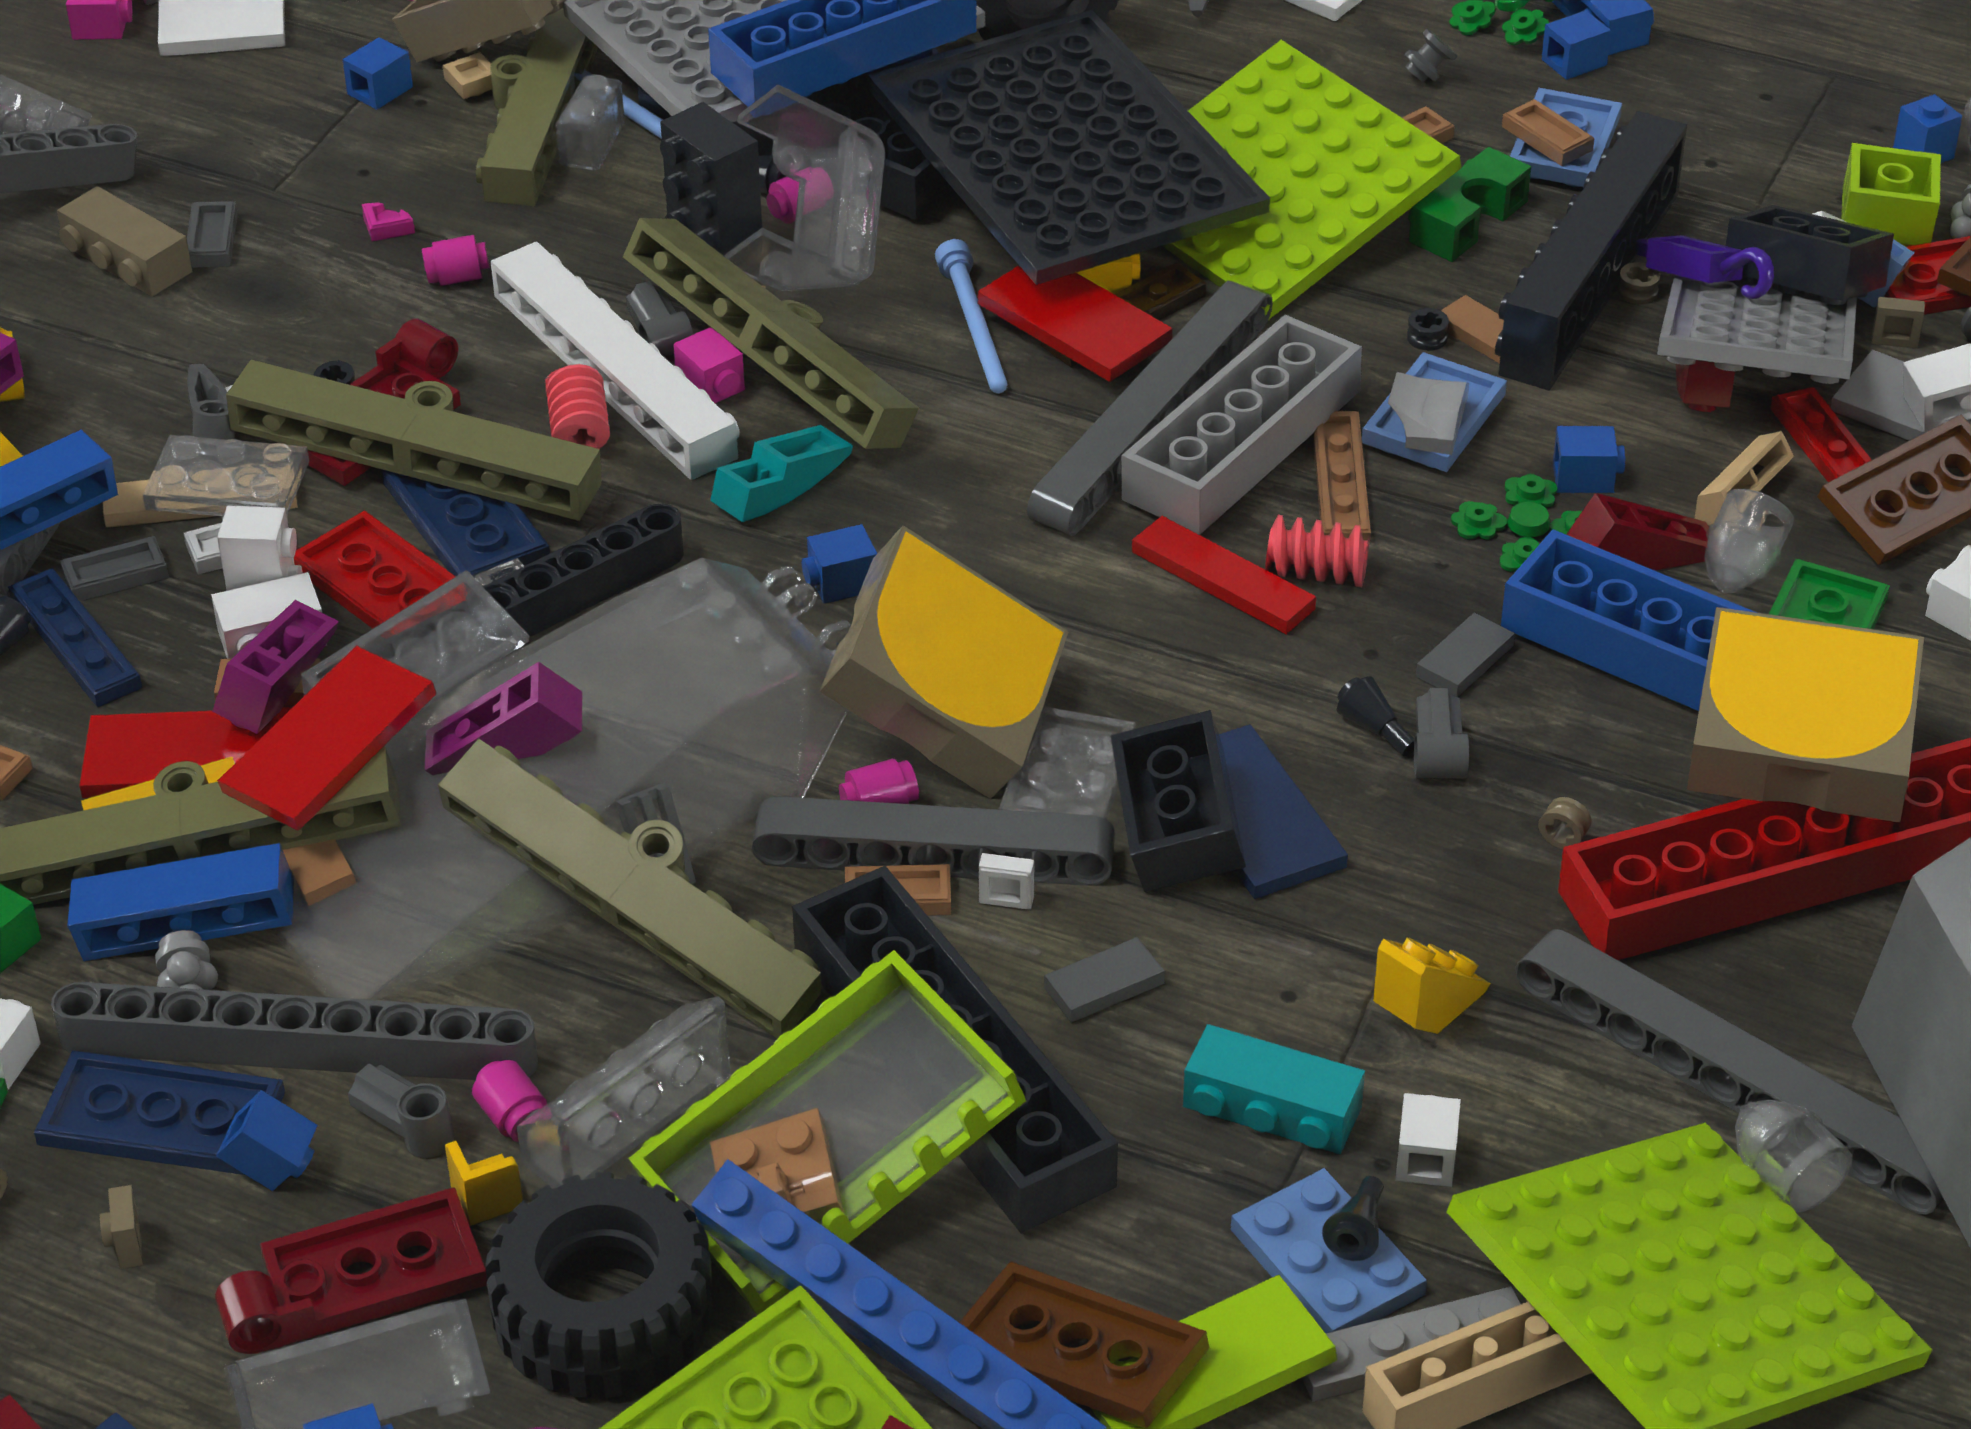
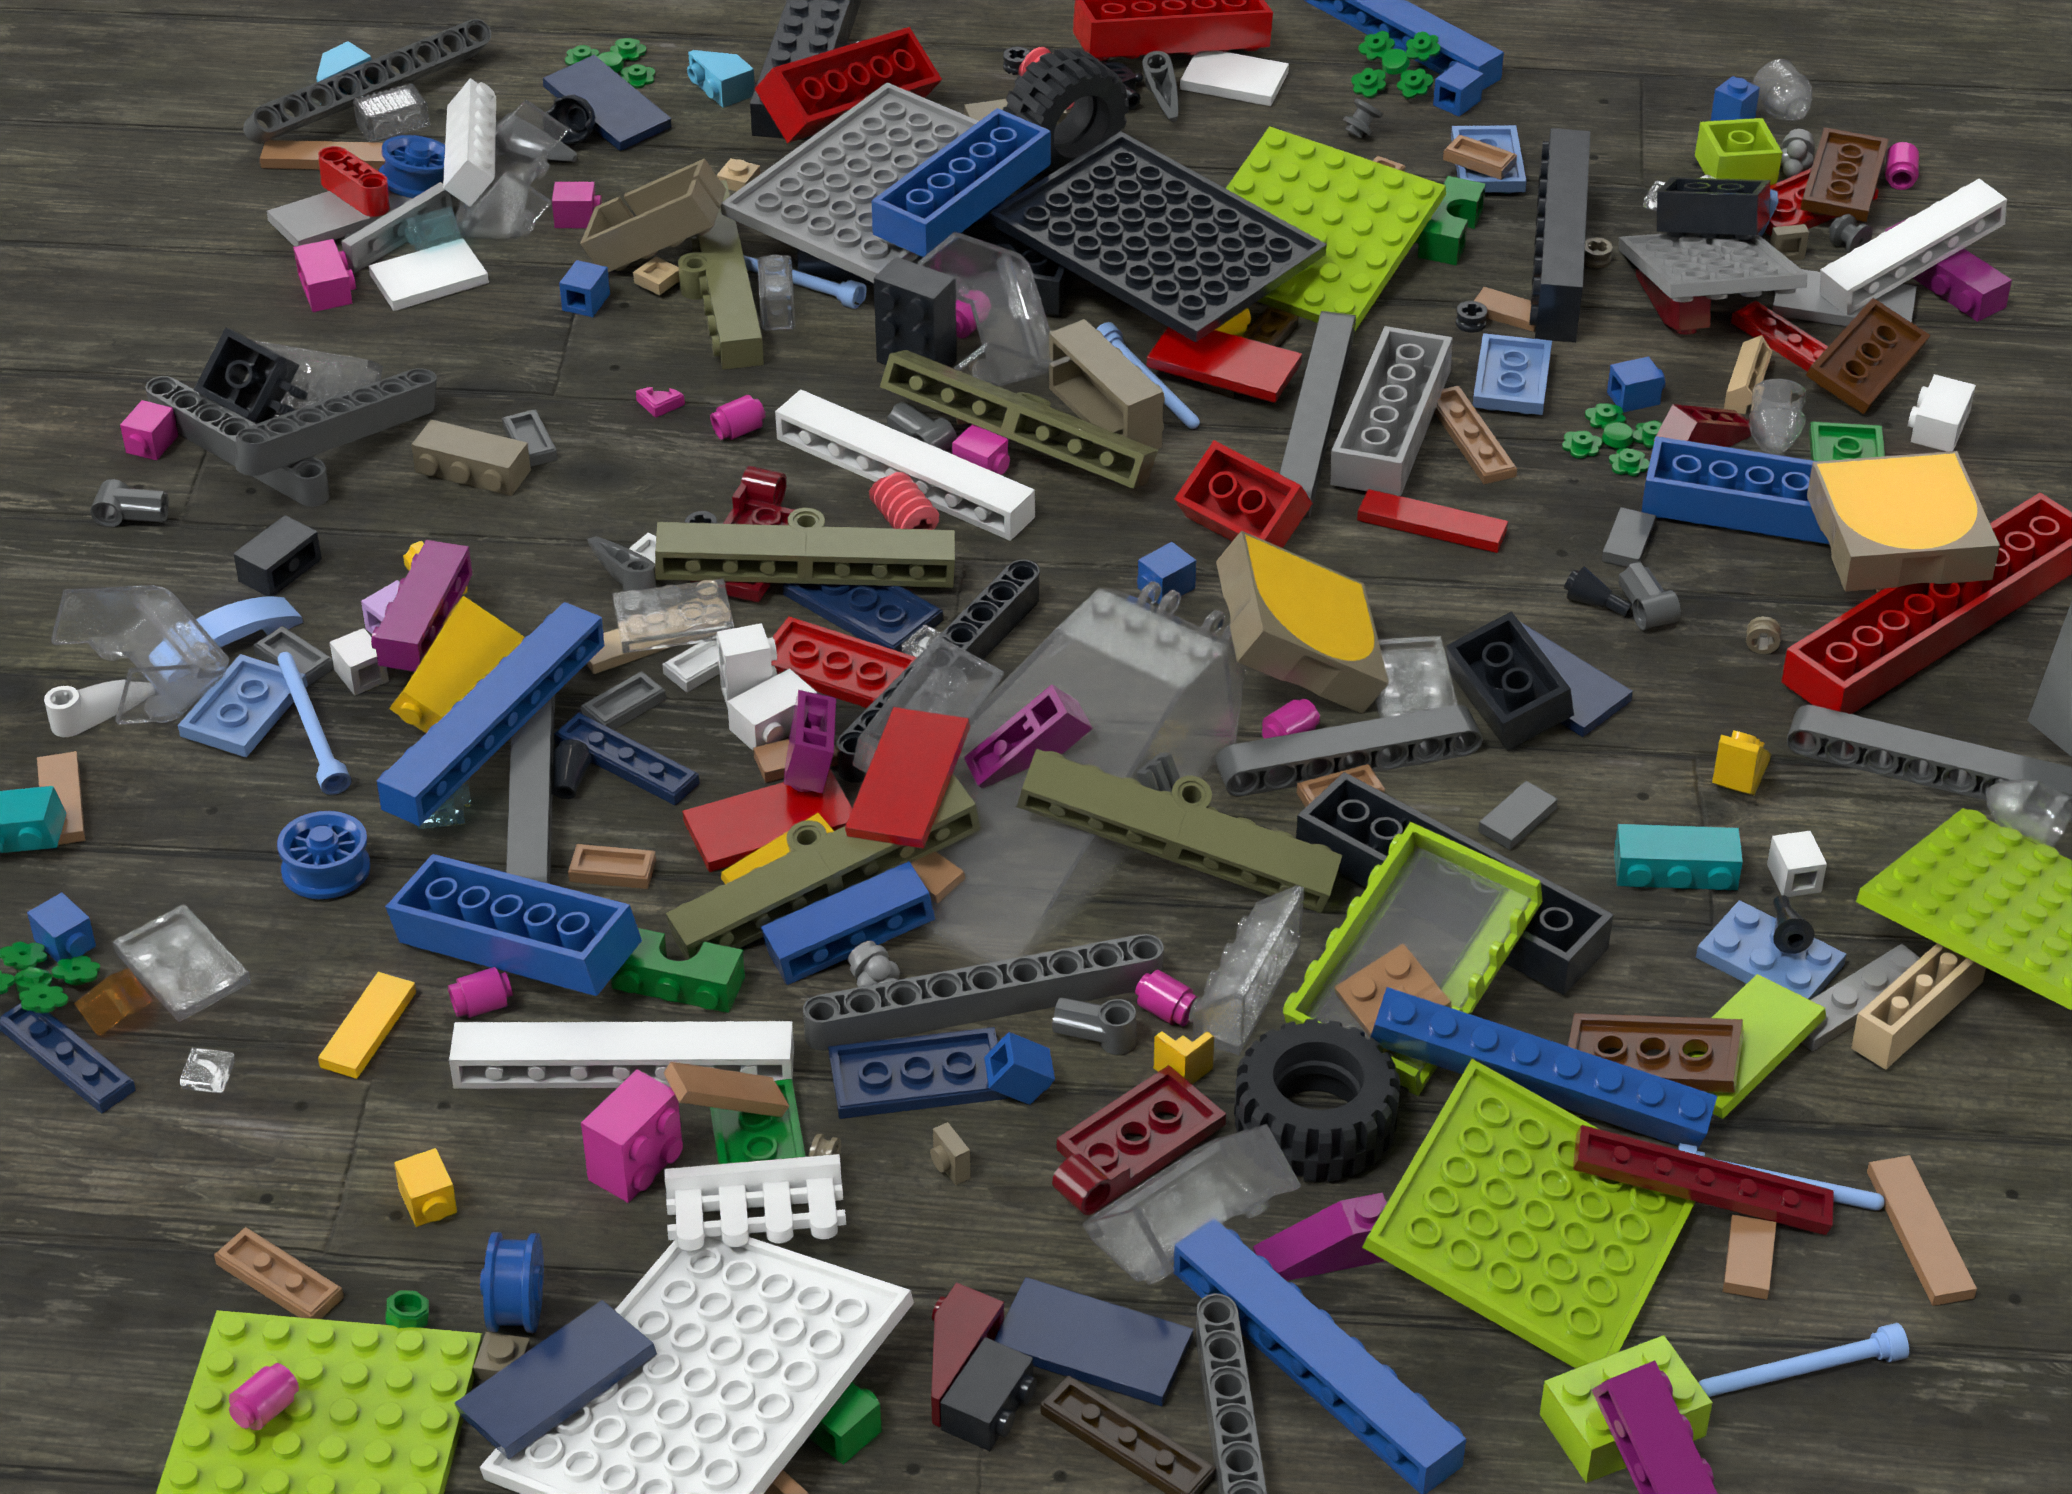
camera: 20 degrees left, 0 degrees up
(778, 471) = (1077, 519): teal slope -> none
(900, 316) = (1104, 384): none -> dark tan piece
(979, 494) = (1239, 494): none -> red brick
(1006, 881) = (1416, 765): white tile -> none
(1317, 551) = (1493, 486): coral piece -> none
(1429, 411) = (1521, 373): light grey slope -> none
(1706, 261) = (1647, 226): dark purple piece -> none

